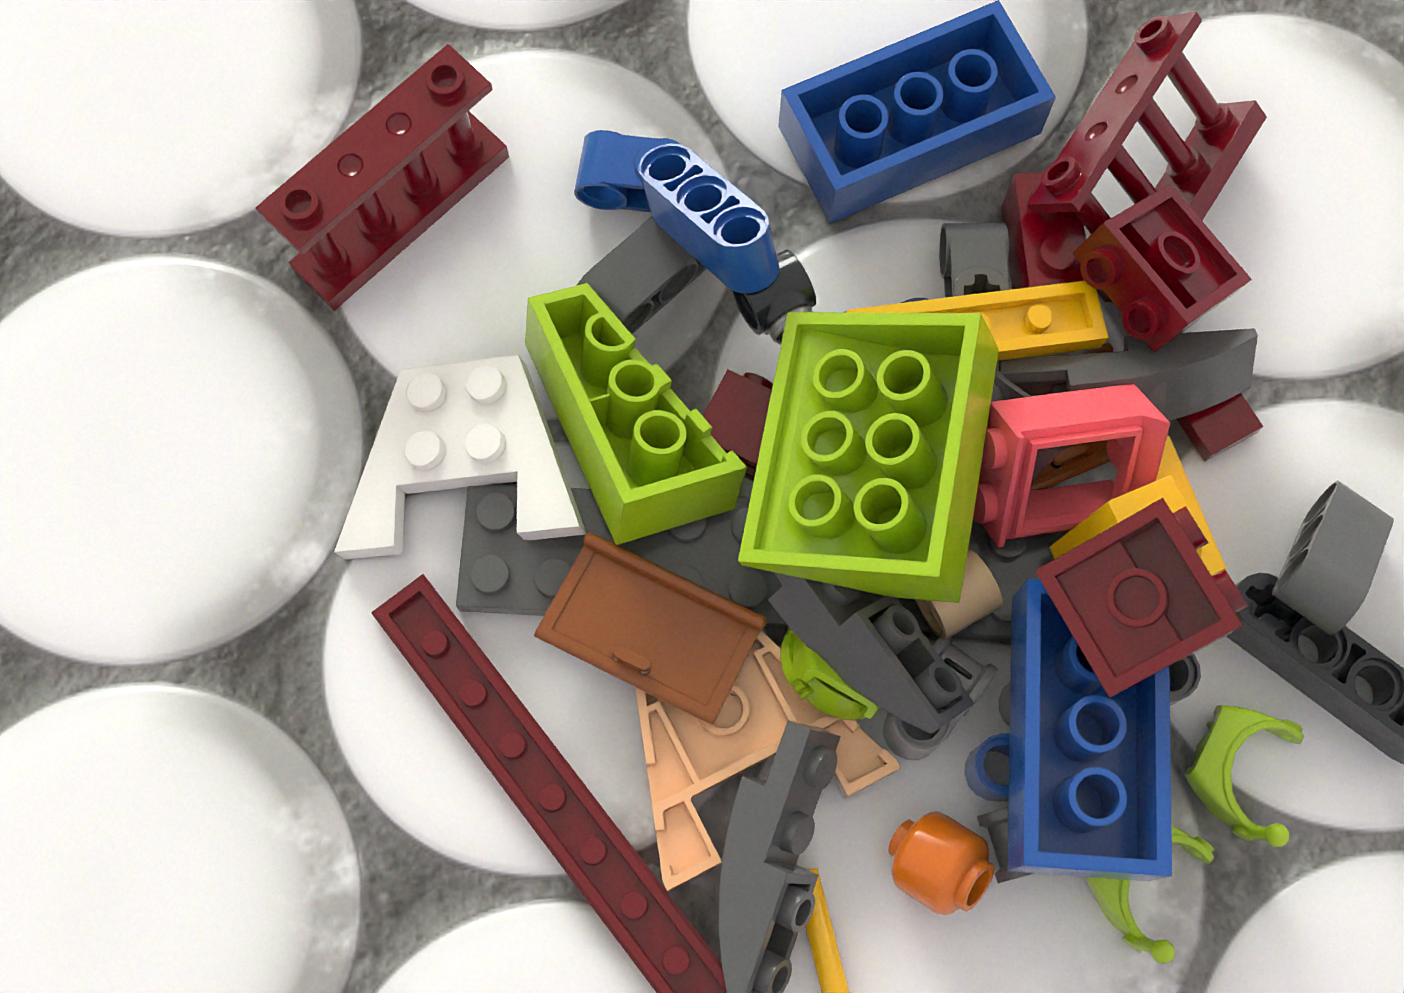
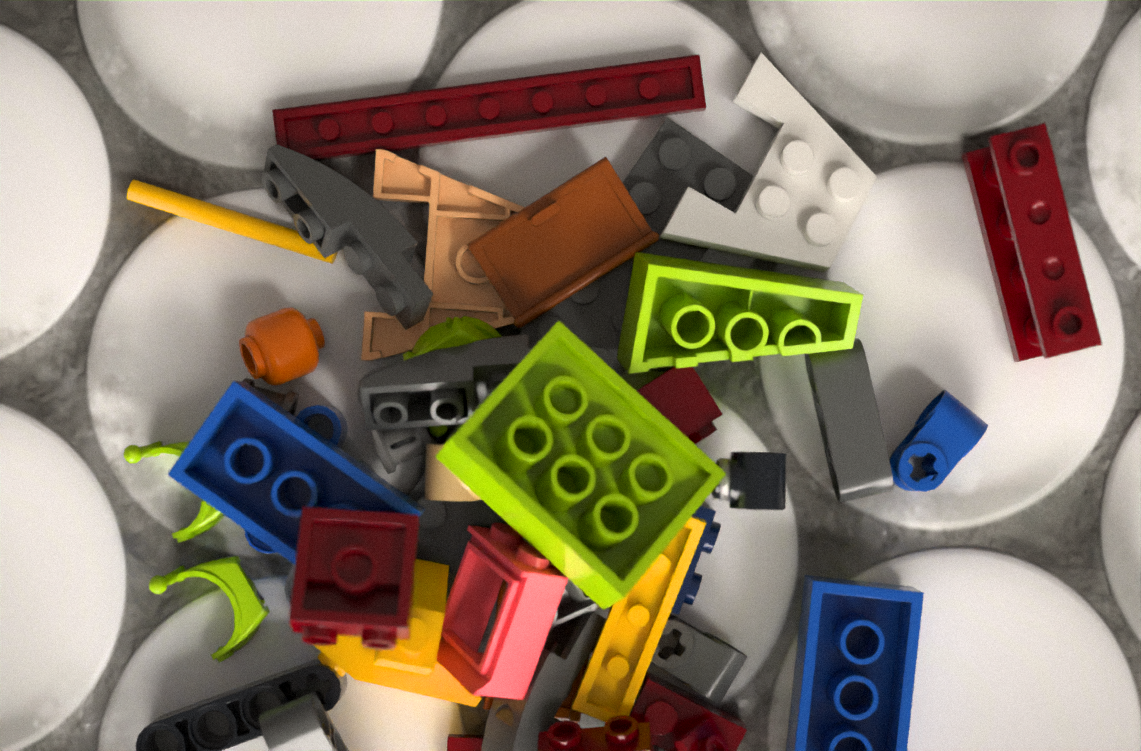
camera: 120 degrees right, 15 degrees up
(709, 218) = (864, 463): blue beam -> none

